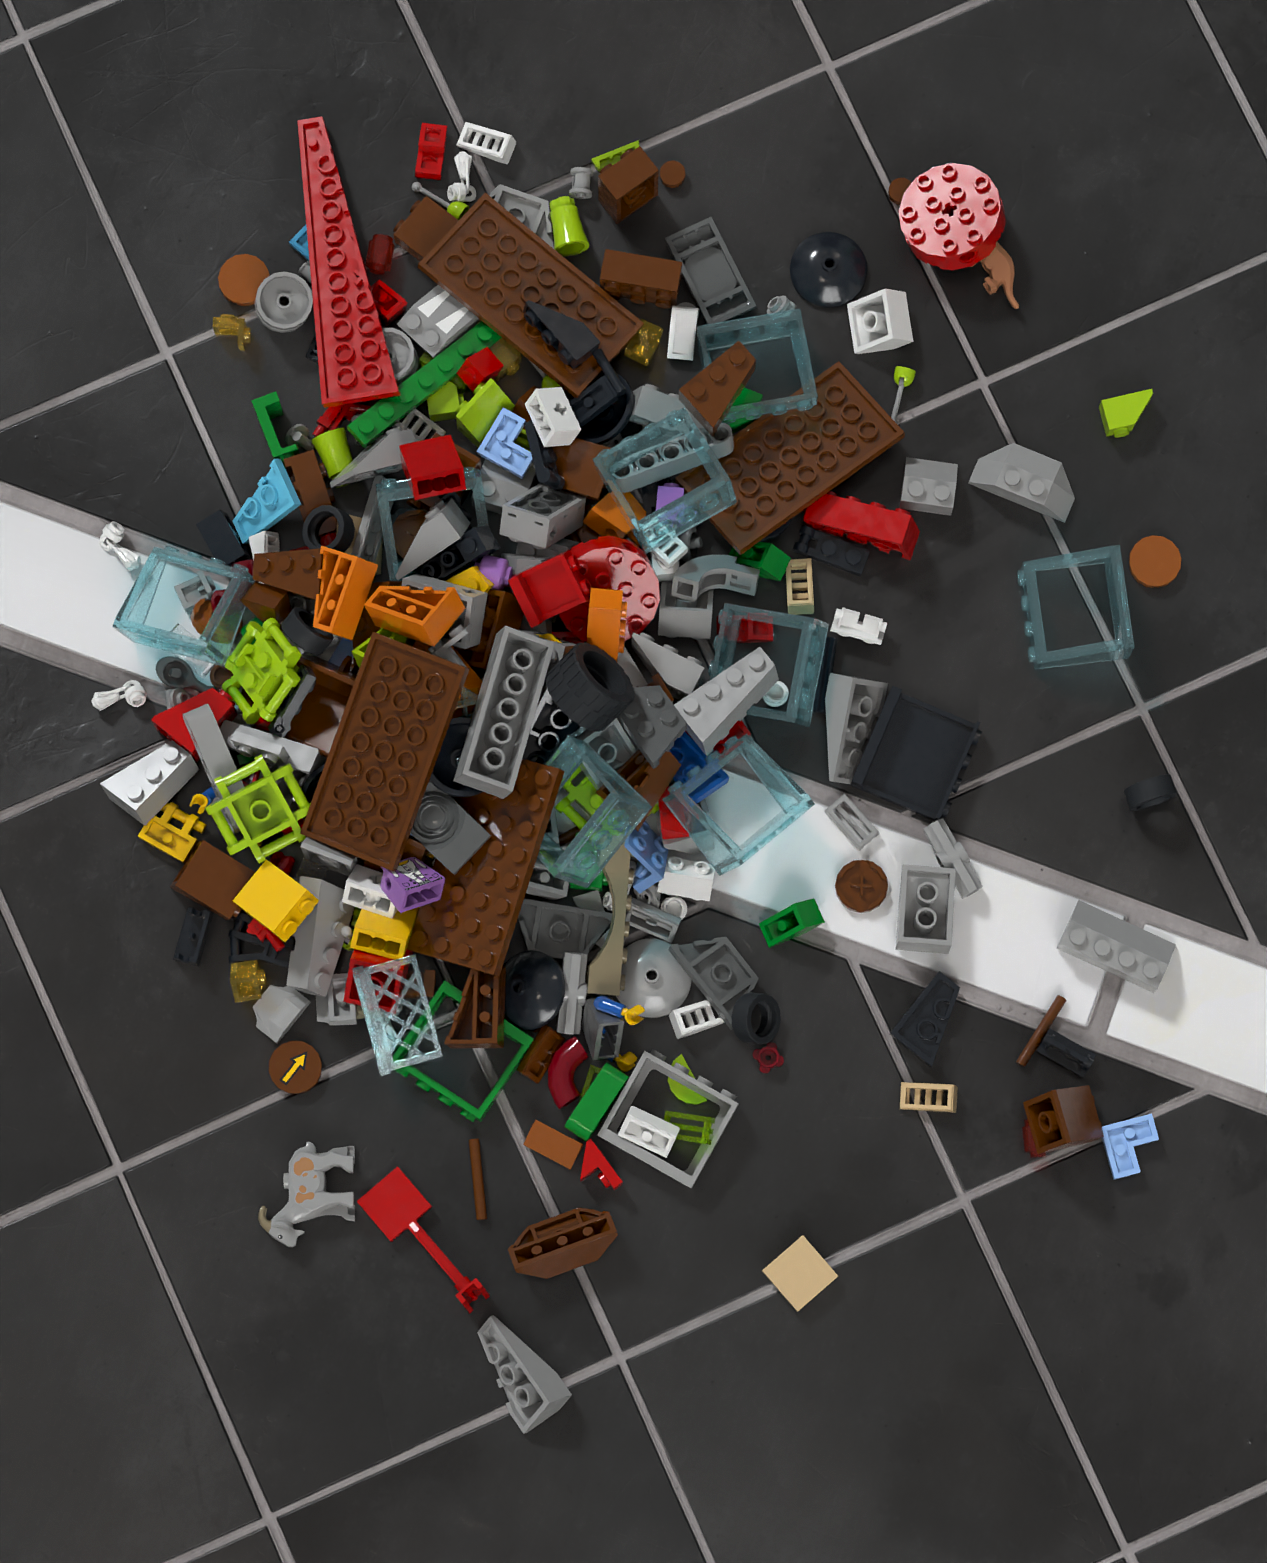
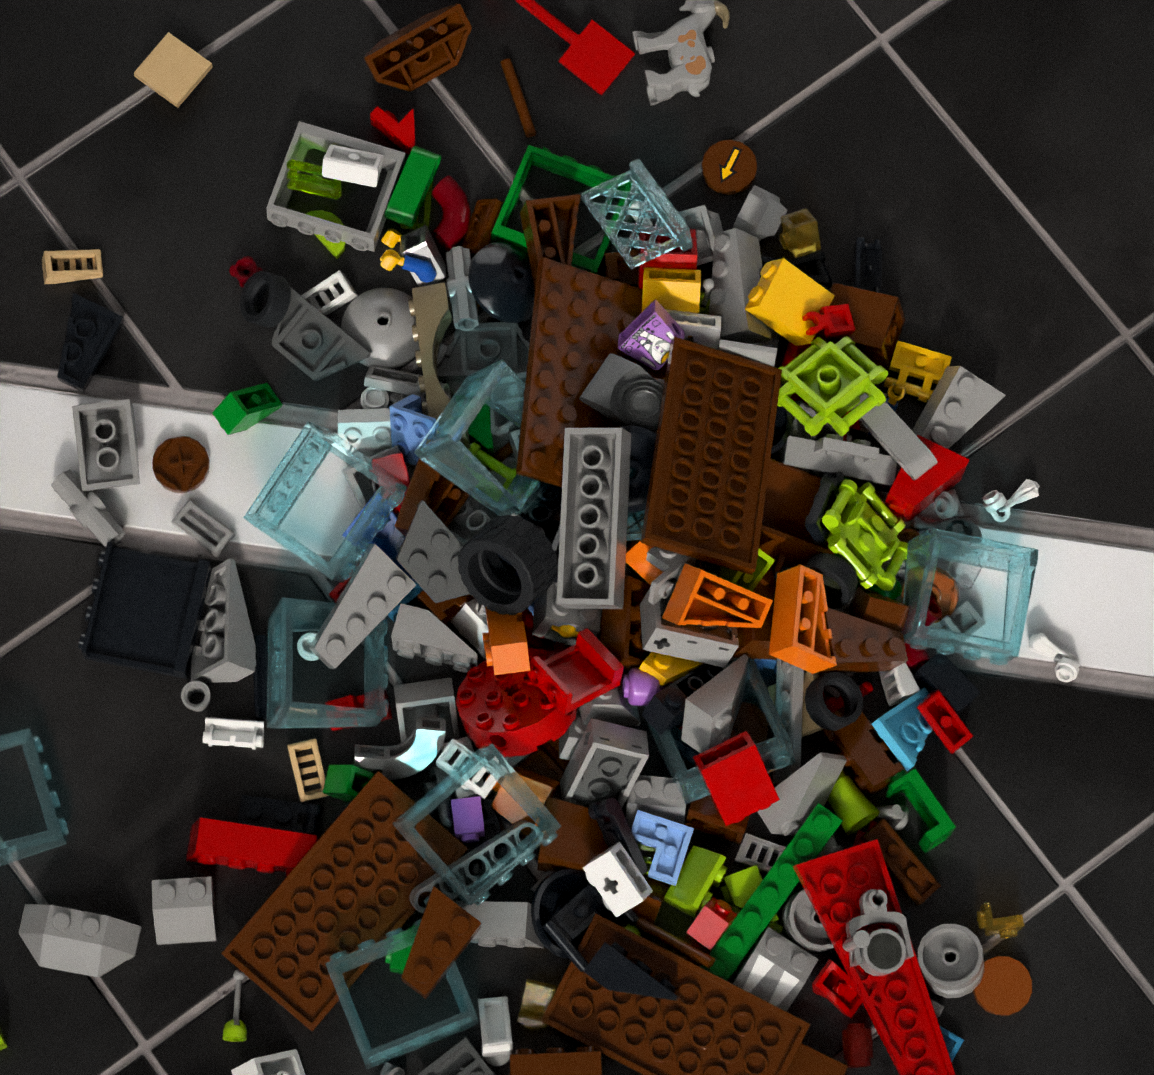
camera: 165 degrees right, 5 degrees down
(234, 505) = (944, 721): none -> red slope
(241, 872) = (833, 319): none -> red plate
(303, 397) = (902, 862): none -> reddish brown tile
(344, 311) = (882, 949): none -> light grey piece
(514, 362) = (675, 943): none -> reddish brown bar
(553, 1144) = (450, 145): dark orange slope -> none
(886, 657) = (194, 687): none -> light grey piece

